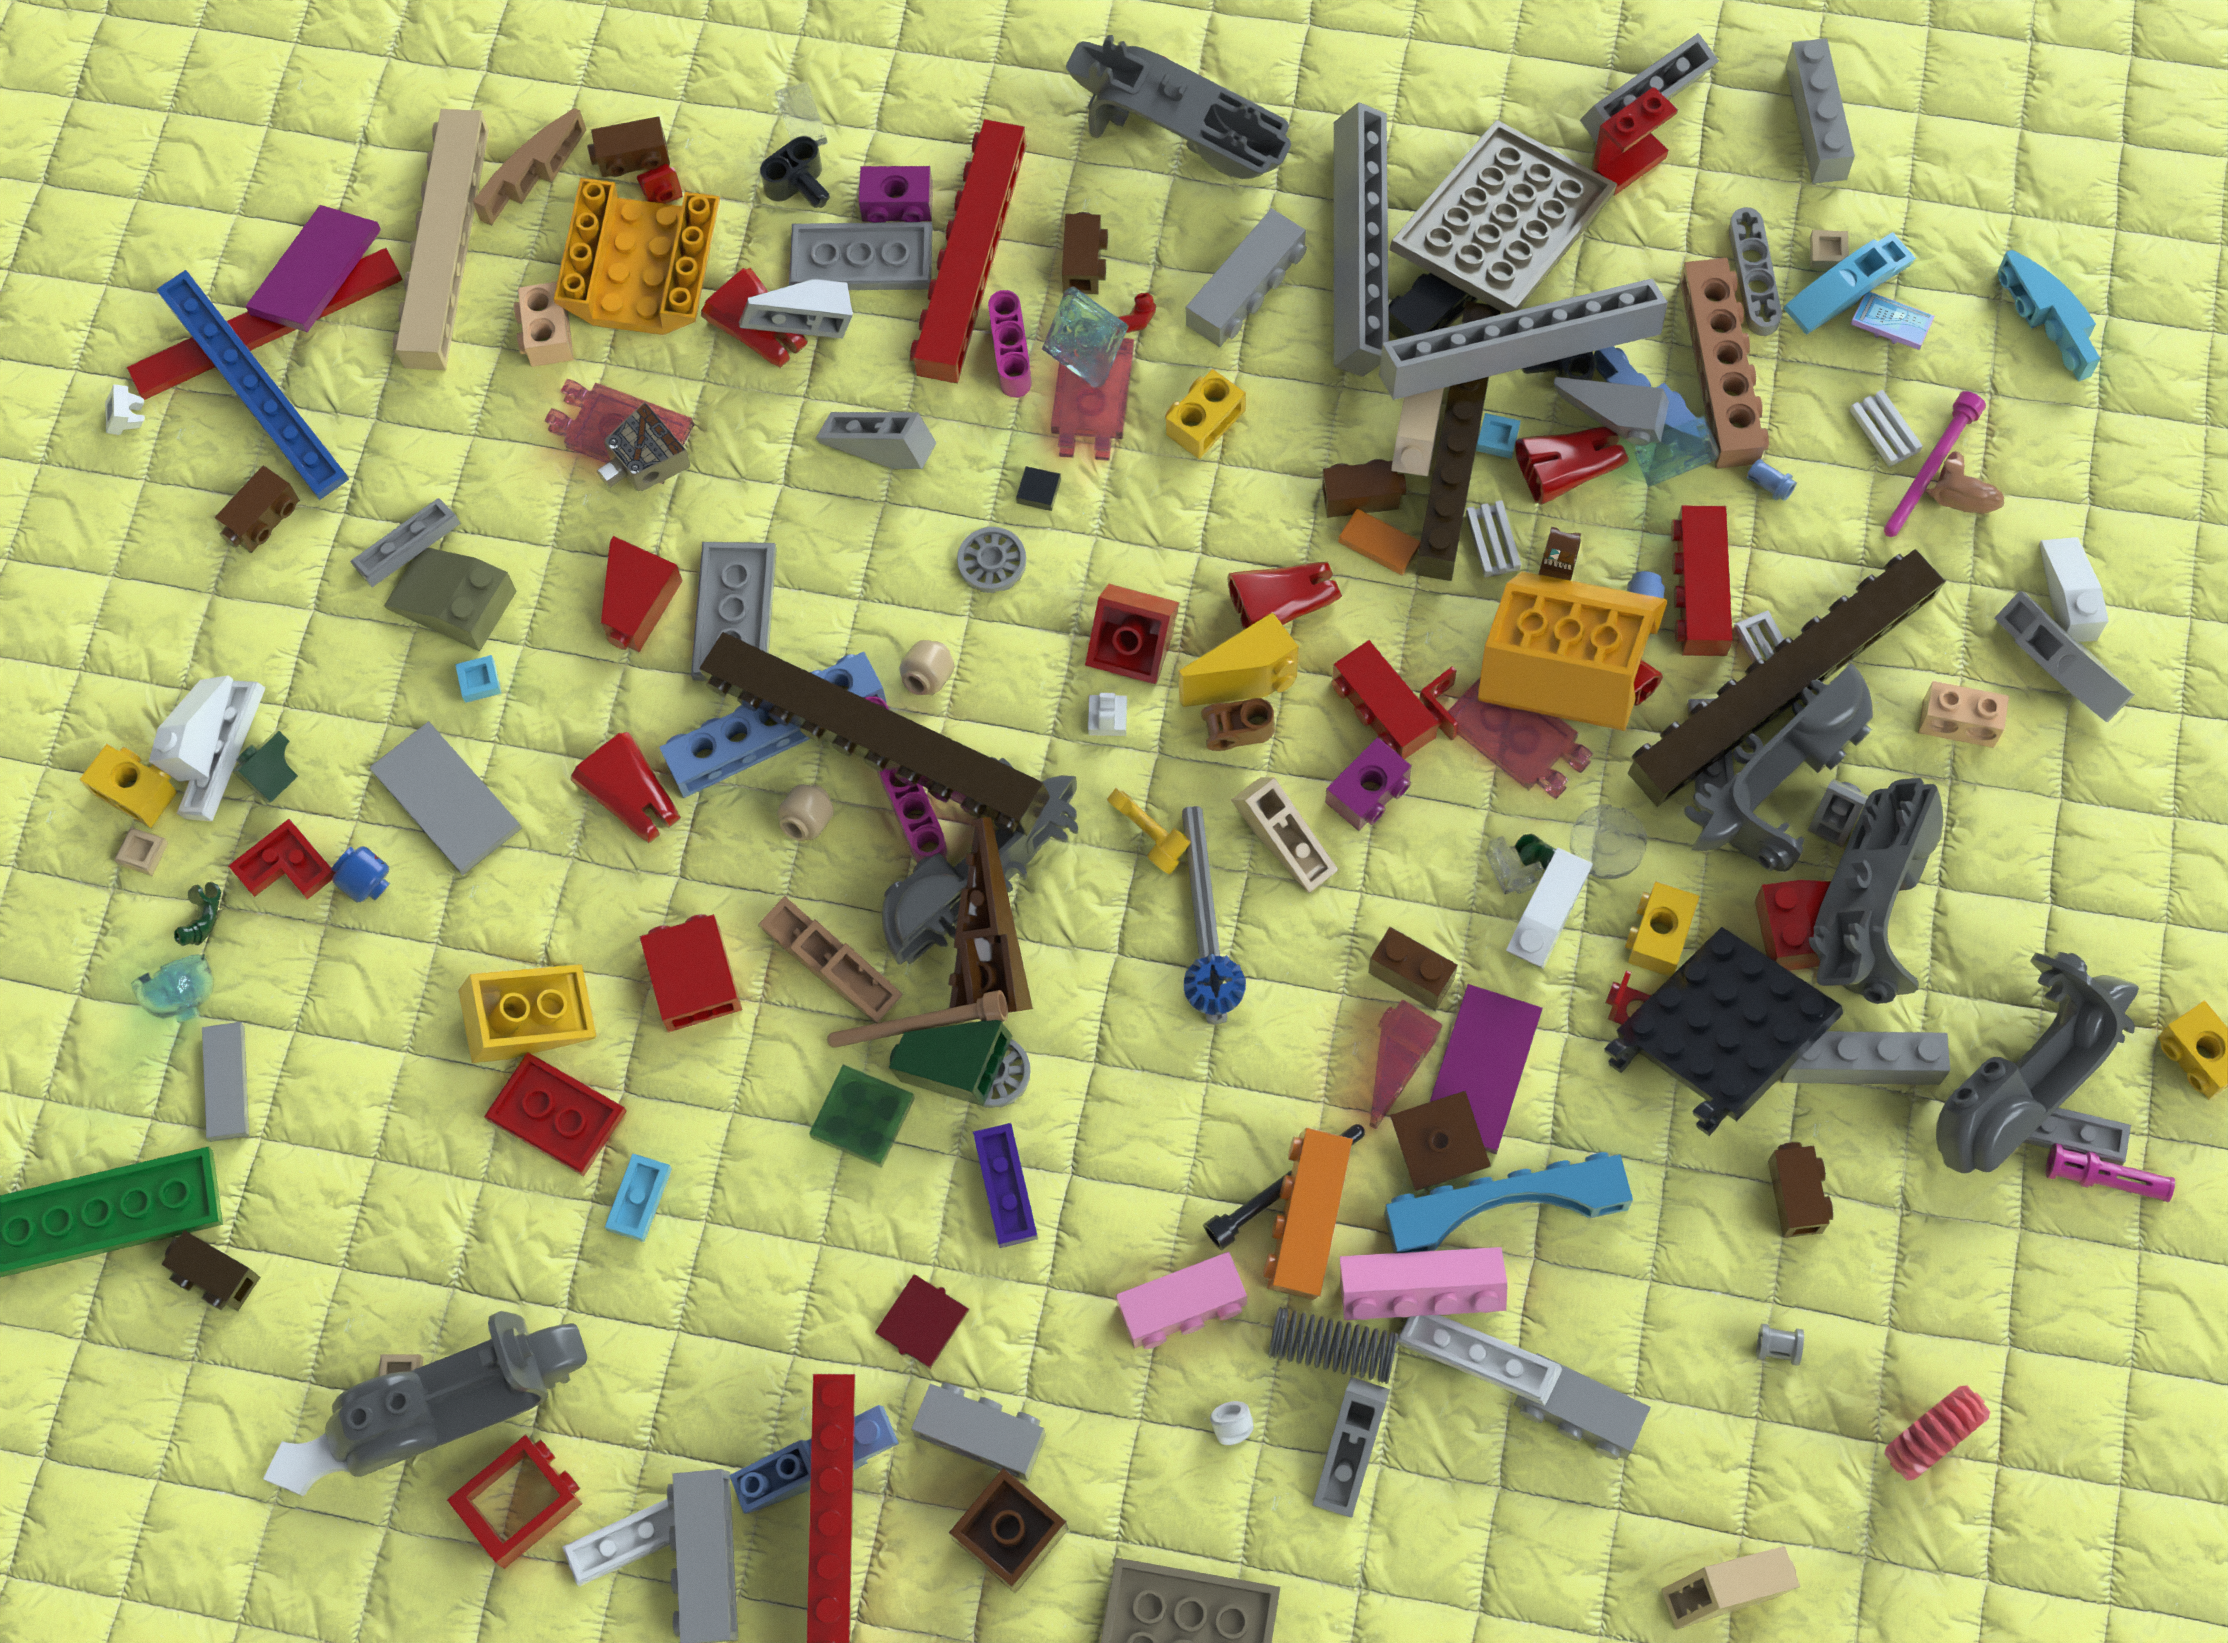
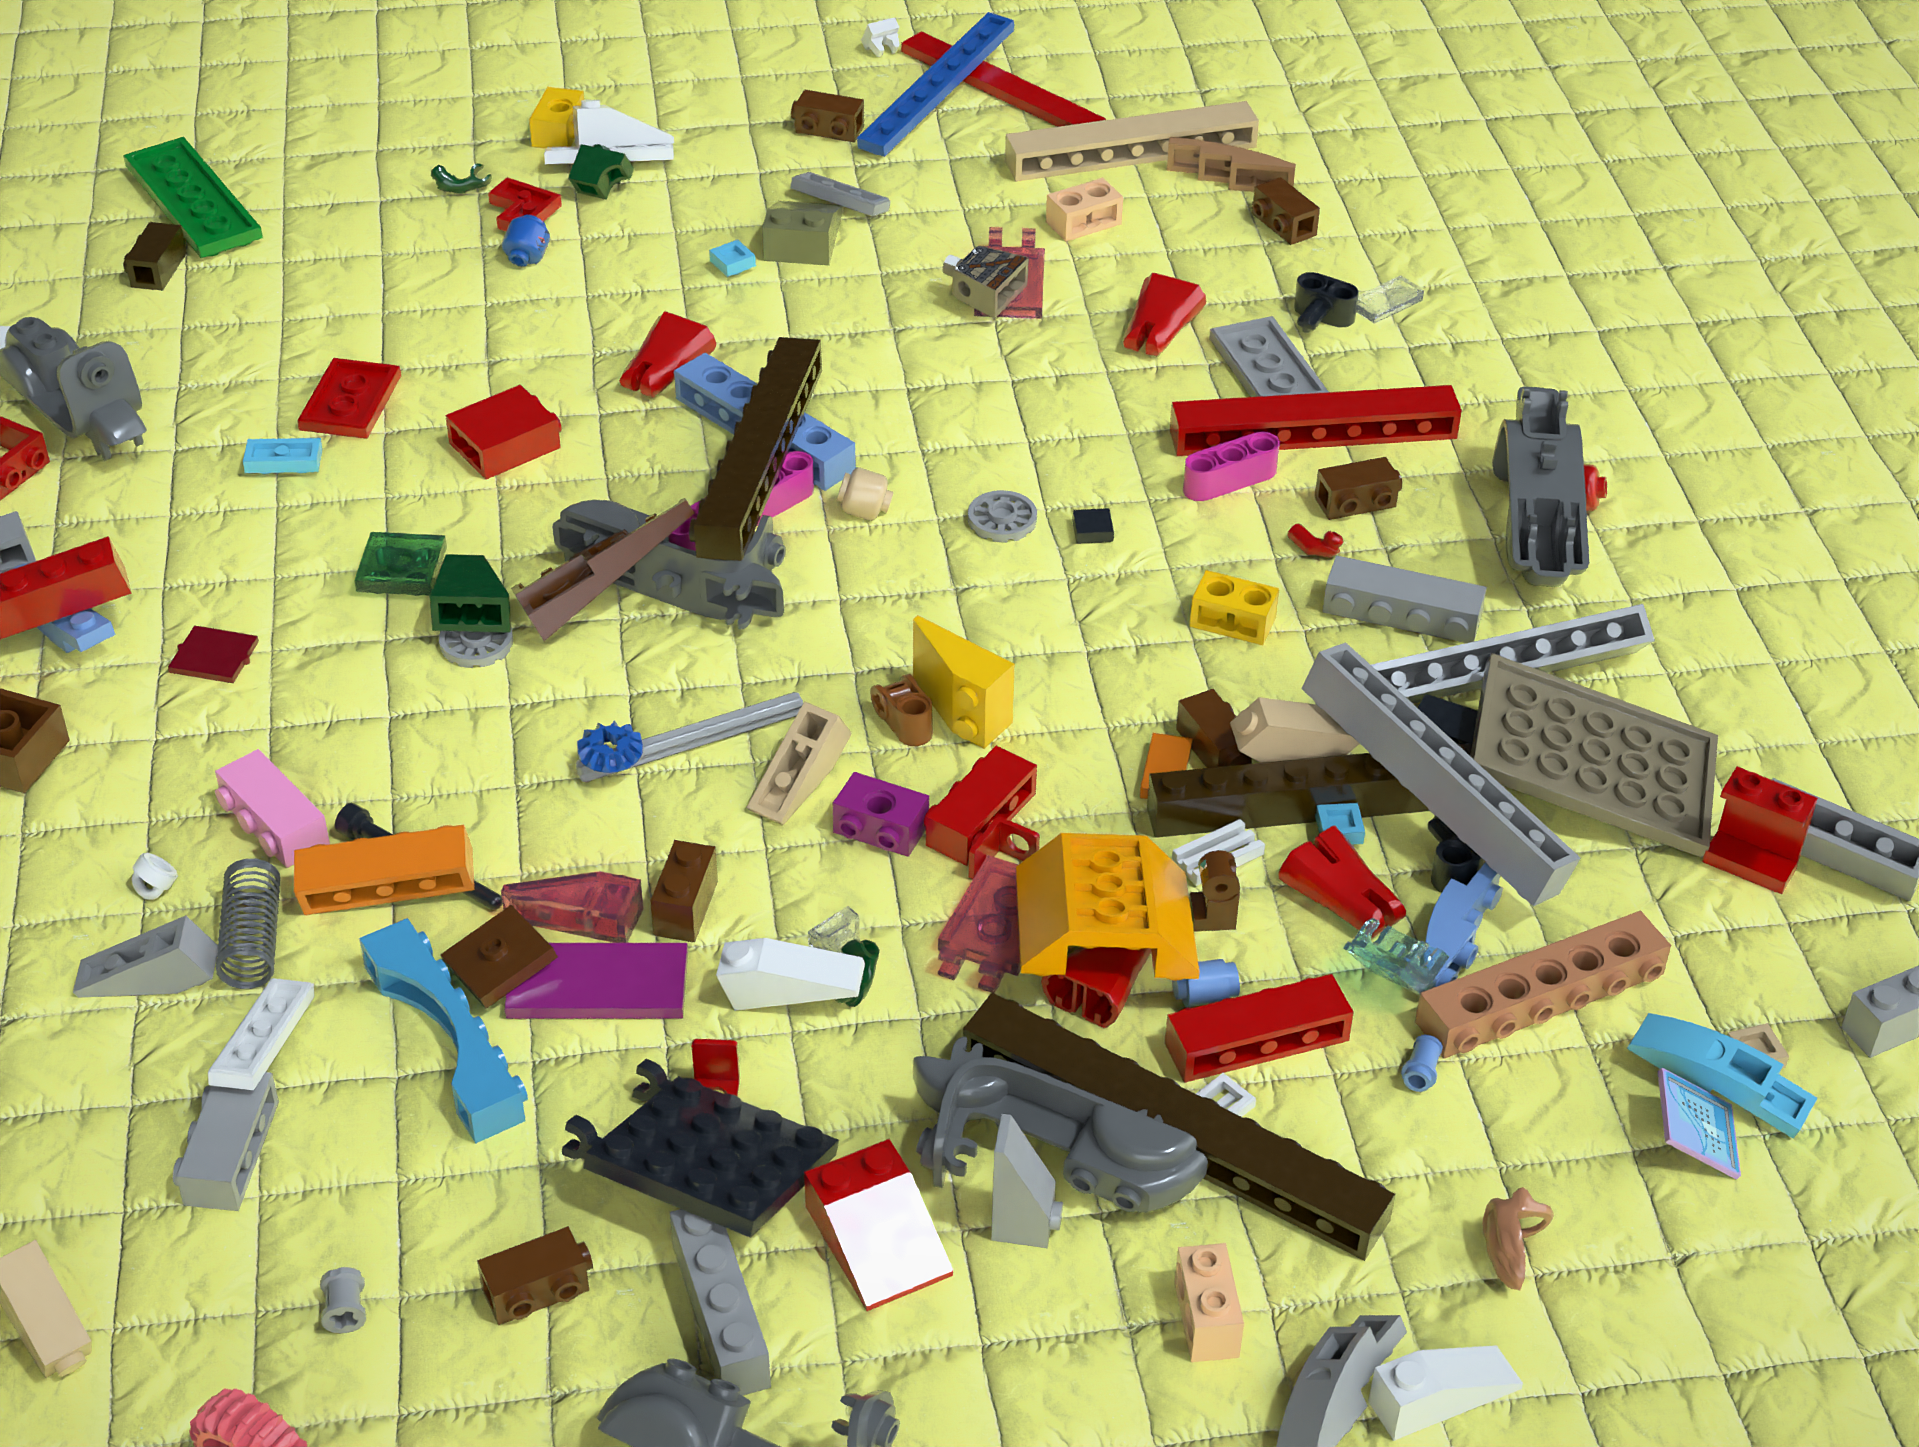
camera: 65 degrees right, 25 degrees down
(141, 851) = (508, 143): tan tile -> none
(176, 988) = (389, 175): clear light blue cylinder -> none
(225, 1081) = (324, 229): light grey tile -> none
(313, 268) = (1062, 87): magenta tile -> none
(445, 798) = (616, 272): light grey tile -> none
(525, 1011) = (432, 349): yellow slope -> none
(635, 259) = (1173, 228): light orange slope -> none
(635, 593) = (850, 315): red slope -> none
(660, 185) = (1256, 234): red bracket -> none
(733, 596) = (876, 379): light grey tile -> none
(803, 308) = (1181, 327): light grey slope -> none
(805, 812) = (685, 457): tan head -> none
(830, 960) = (532, 526): medium nougat slope -> none
(881, 183) = (1342, 361): magenta brick -> none
(885, 438) = (1083, 415): light grey slope -> none
(979, 1430) = (106, 705): light grey brick -> none
(990, 1007) = (522, 591): medium nougat piece -> none
(1005, 1185) = (359, 667): dark purple plate -> none
(1090, 410) = (1213, 535): clear pink tile -> none
(1094, 335) = (1257, 492): clear light blue plate -> none
(1107, 715) = (875, 624): white tile -> none
(1131, 633) = (973, 605): red slope -> none
(1168, 845) = (740, 690): yellow brick -> none
(1284, 591) = (1058, 699): red piece -> none
(1423, 1283) = (332, 974): bright pink brick -> none
(1610, 840) = (904, 1025): clear tile -> none
(1625, 409) = (1414, 888): light grey slope -> none
(1666, 906) = (813, 1085): yellow brick -> none
(1753, 271) = (1680, 988): light grey beam -> none
(1882, 857) = (984, 1254): dark grey piece -> none
(1896, 420) = (1575, 1136): white tile -> none
(1966, 409) = (1624, 1226): dark pink piece -> none
(2049, 302) = (1816, 1285): medium azure slope -> none

